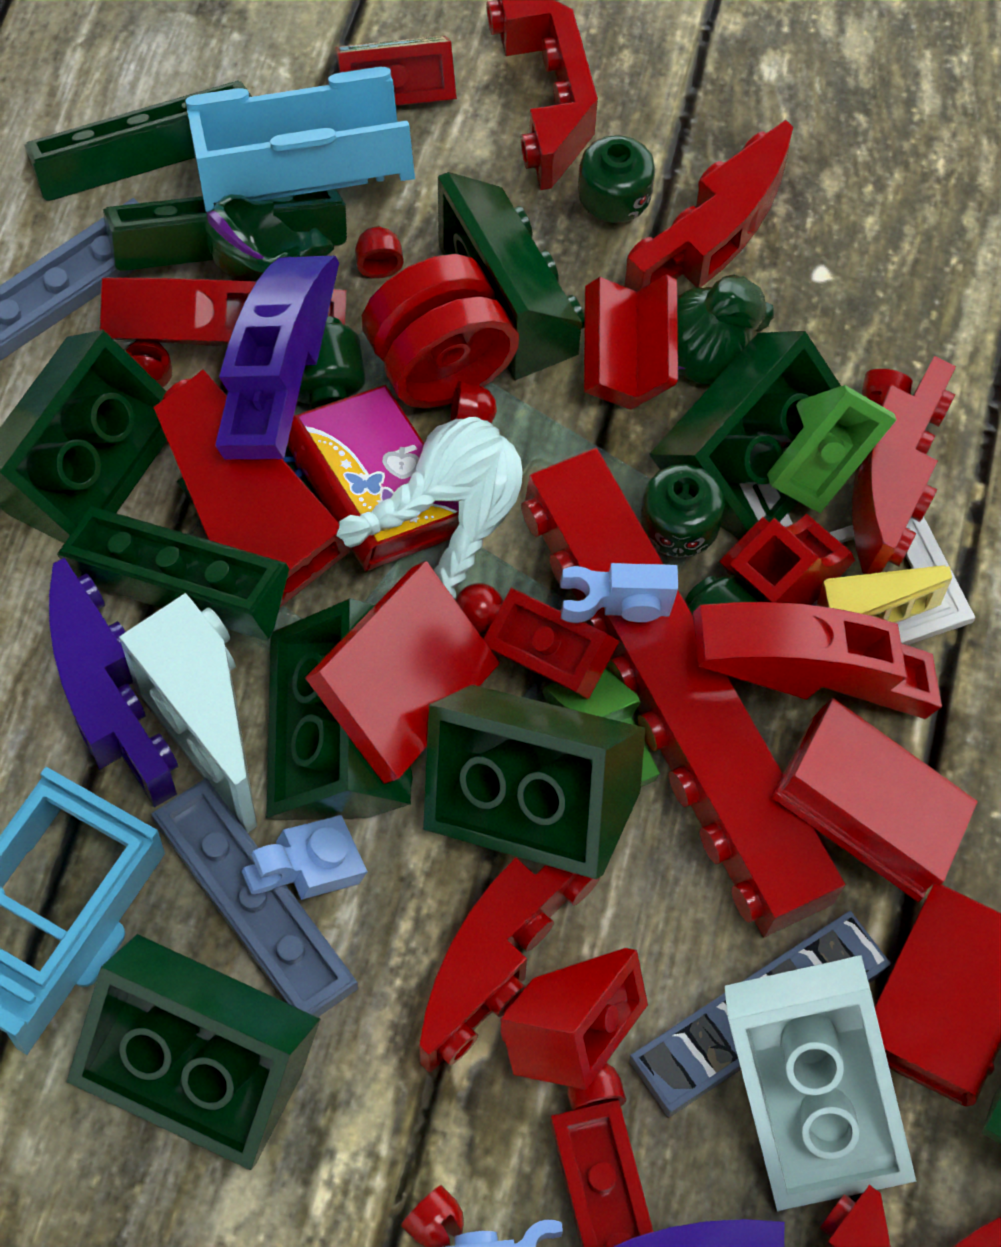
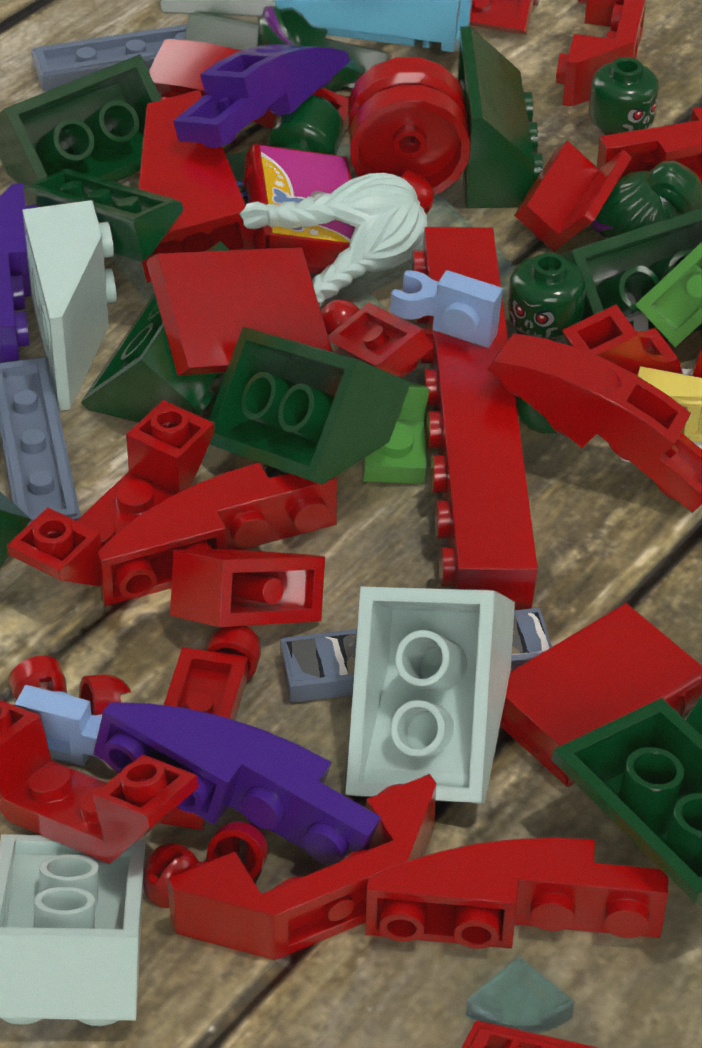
camera: 25 degrees right, 20 degrees down
(312, 856) = (93, 425): light blue plate -> none
(396, 961) = (162, 461): none -> red slope
(505, 1208) = (102, 690): none -> red hinge
(875, 800) = (601, 525): piece -> none

